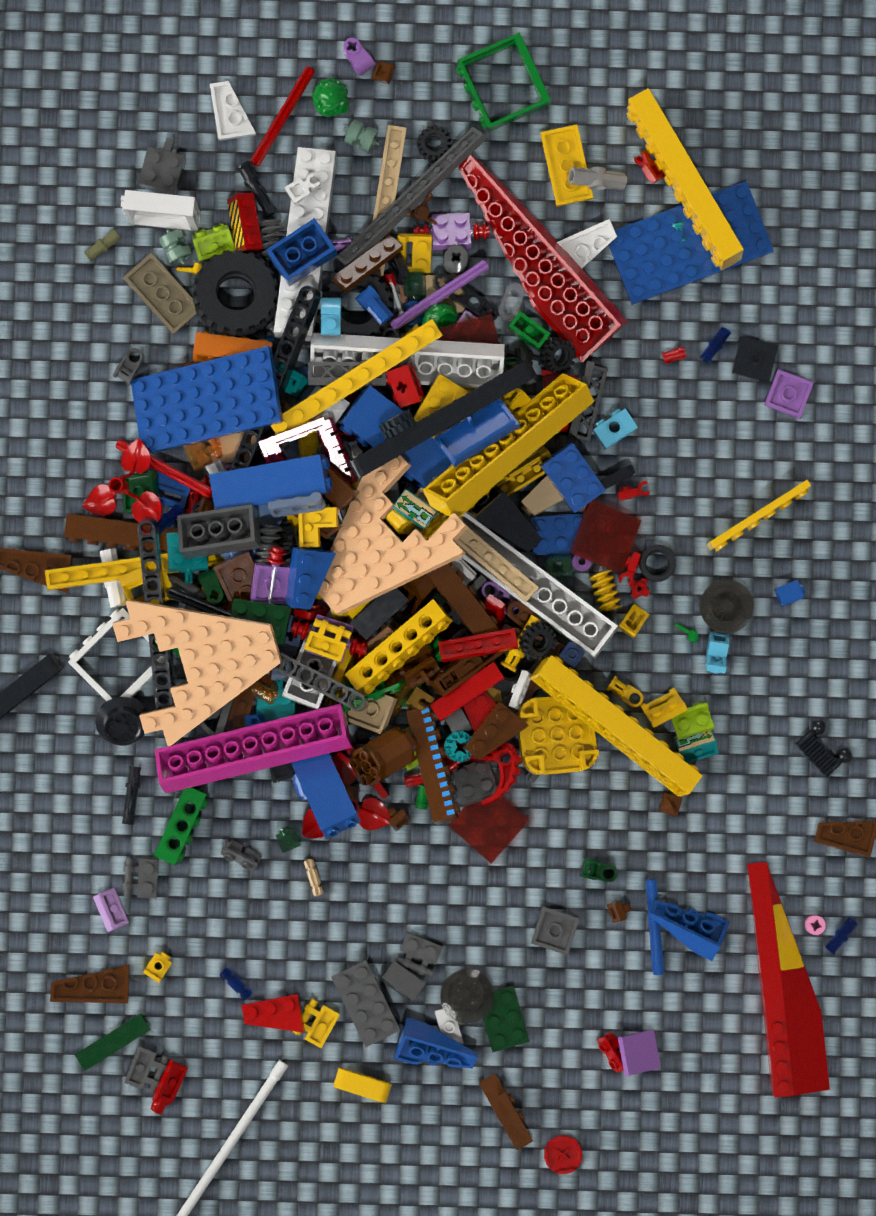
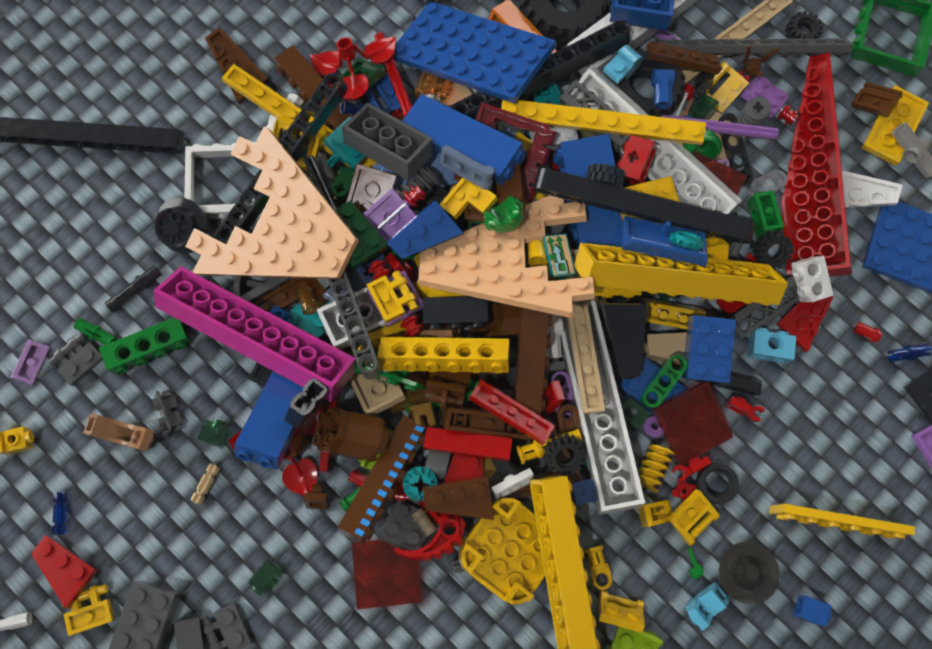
camera: 40 degrees right, 10 degrees down
(136, 849) = (94, 332): none -> green pin
(225, 896) = (119, 432): none -> medium nougat arch
(339, 763) = (305, 403): none -> black brick
(353, 516) = (505, 216): none -> green hair
(413, 898) = (265, 577): none -> clear green brick
(484, 768) = (424, 522): none -> dark tan pin
(492, 420) = (686, 239): none -> teal gear
(536, 159) = (877, 99): none -> reddish brown plate
(557, 536) = (672, 376): none -> green beam
(603, 353) = (815, 278): none -> white brick
(621, 383) = (804, 321): none -> red wing
(655, 601) = (689, 513): none -> yellow plate

